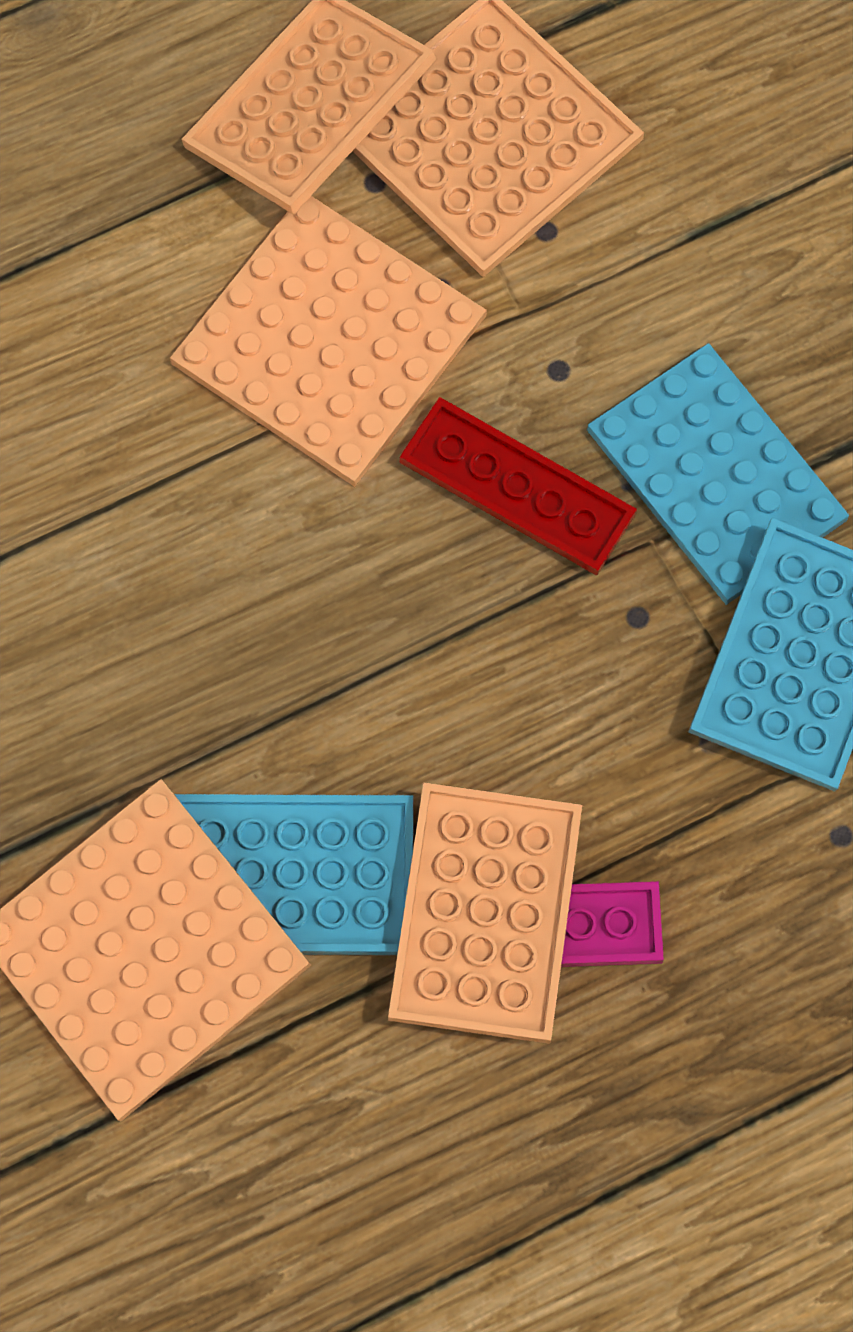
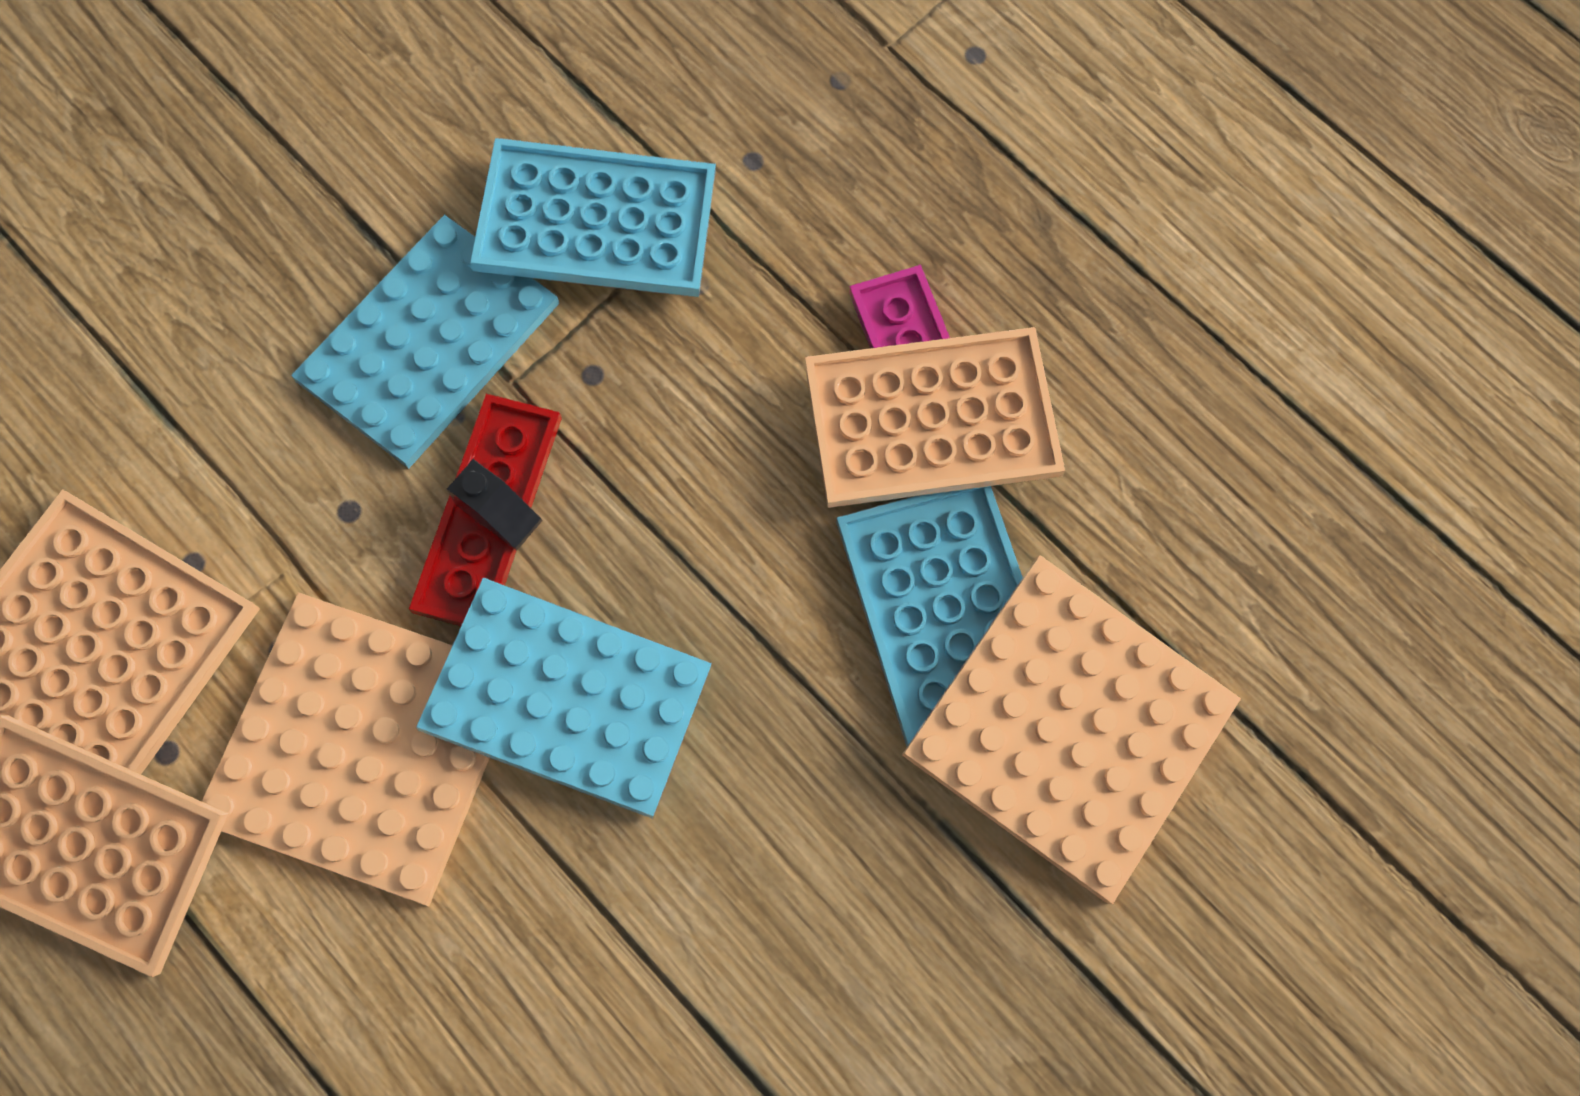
camera: 105 degrees left, 0 degrees up
(313, 511) = (565, 697): none -> medium azure plate
(512, 484) = (493, 504): none -> black slope

